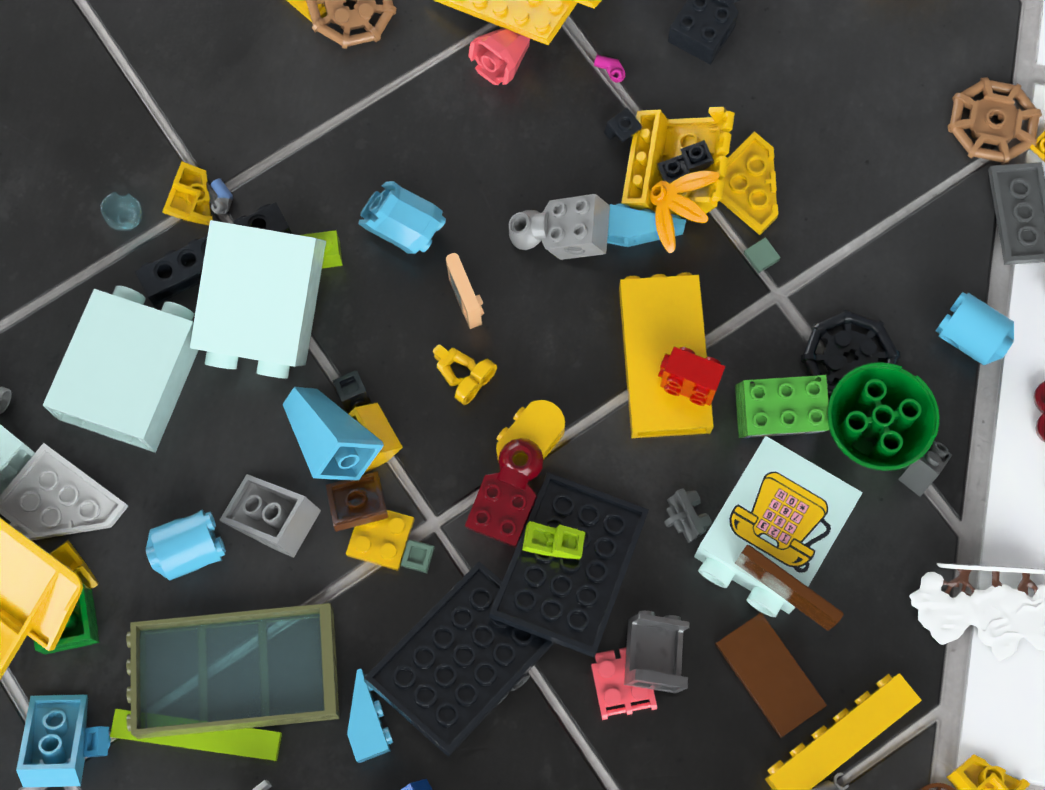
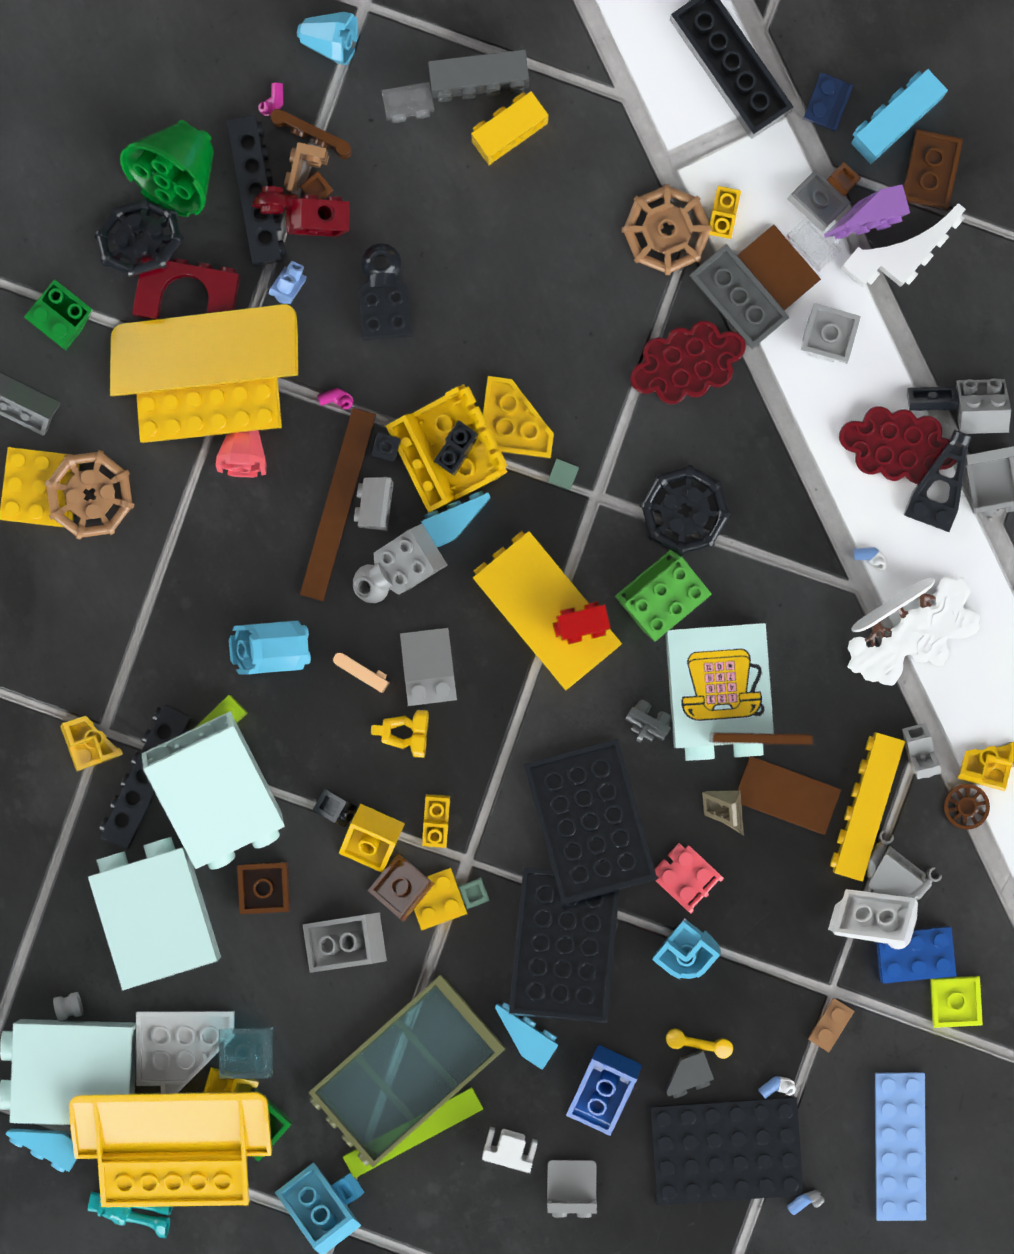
camera: 35 degrees left, 15 degrees up
(106, 546) = (246, 1052): none -> clear light blue slope
(121, 212) = (48, 795): clear light blue hair -> none
(184, 545) = (303, 1010): medium azure cylinder -> none
(224, 197) = (116, 726): arm -> none
(237, 413) = (263, 887): none -> reddish brown brick
(329, 437) = (345, 856): medium azure slope -> none
(432, 468) = (436, 821): none -> yellow slope
(505, 496) = (509, 805): dark red brick -> none
(523, 333) = (428, 667): none -> light grey slope
(538, 422) = (492, 747): yellow brick -> none
(547, 151) = (338, 504): none -> reddish brown tile
(554, 542) = (568, 816): lime slope -> none
(573, 750) = (687, 952): none -> medium azure brick
(583, 165) = (375, 503): none -> light grey slope
(655, 652) = (695, 841): flat silver panel -> none
(667, 196) = (462, 487): light orange plant -> none
(704, 644) = (724, 807): none -> dark tan slope
(883, 416) = (765, 551): green cone -> none
(925, 470) = (797, 559): dark grey slope -> none
(929, 722) = (921, 751): none -> light grey brick
(939, 236) = (687, 362): none -> dark red plate
(977, 329) = (766, 425): medium azure cylinder -> none
(999, 513) = (873, 555): none -> arm

